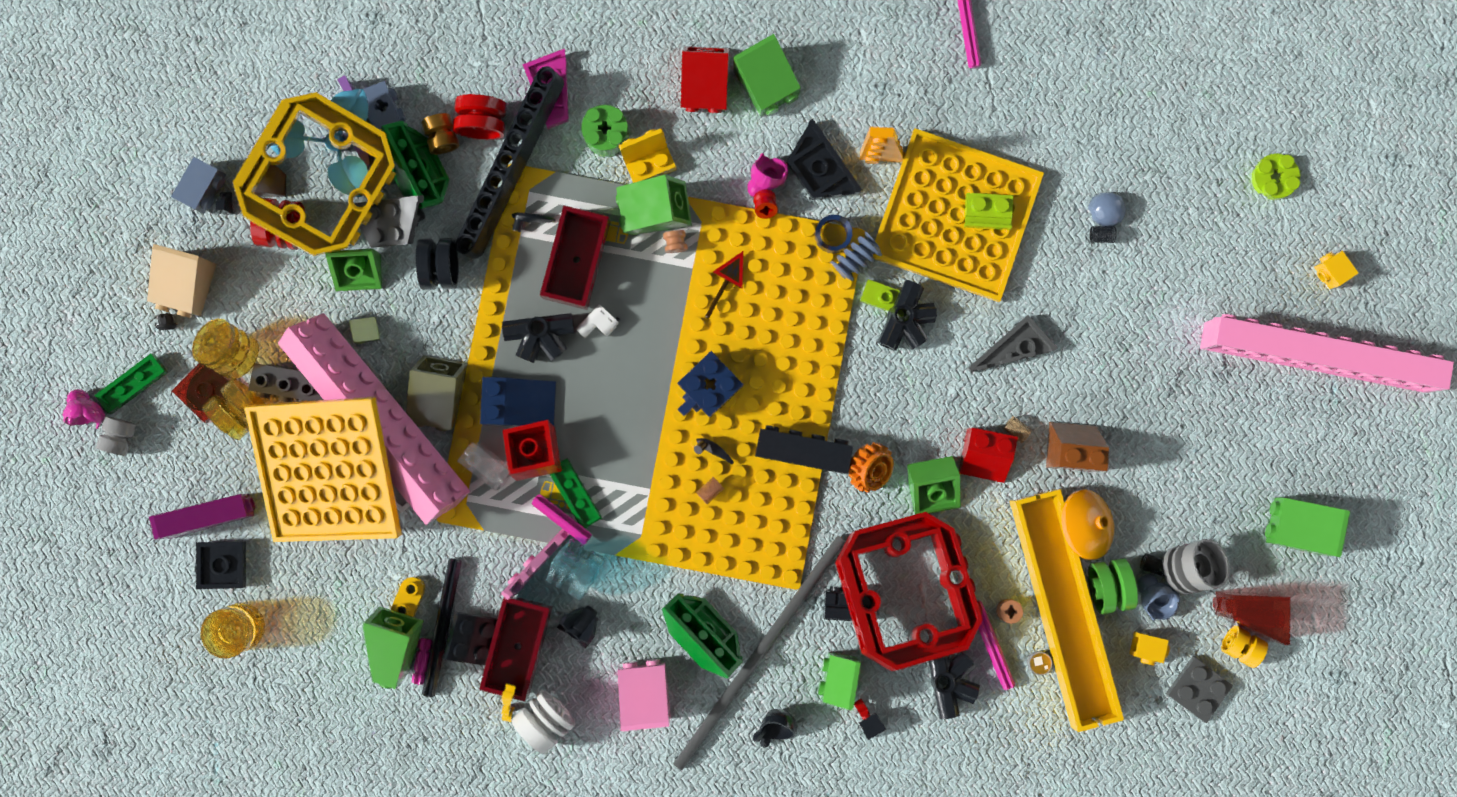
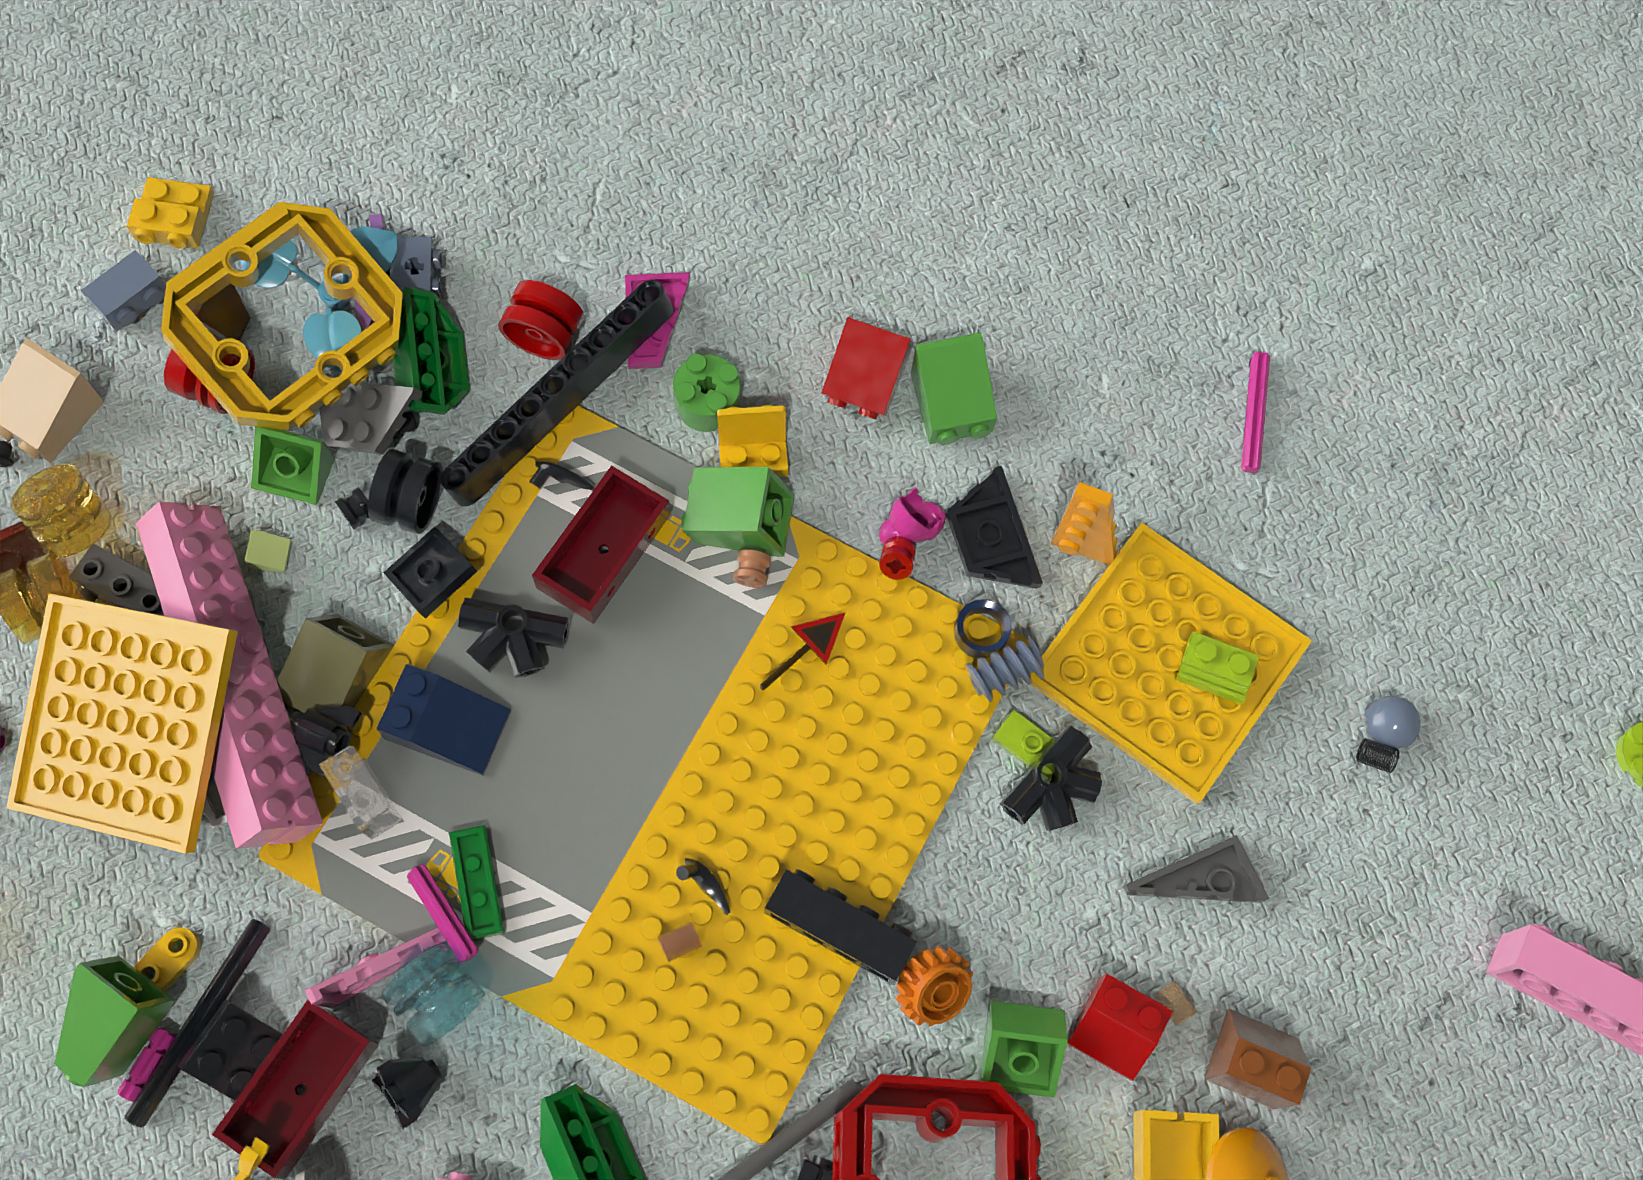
camera: 15 degrees right, 15 degrees down
(203, 118) = (170, 213): none -> yellow plate
(224, 205) = (149, 327): black tile -> none
(407, 283) = (351, 508): none -> black wheel
(440, 134) = (478, 328): pearl gold wheel -> none
(449, 437) = (324, 733): none -> black brick
(472, 310) = (430, 572): none -> black plate
(532, 450) = (436, 794): red brick -> none
(598, 318) = (606, 641): white piece -> none
(694, 386) = (723, 804): dark blue hinge -> none

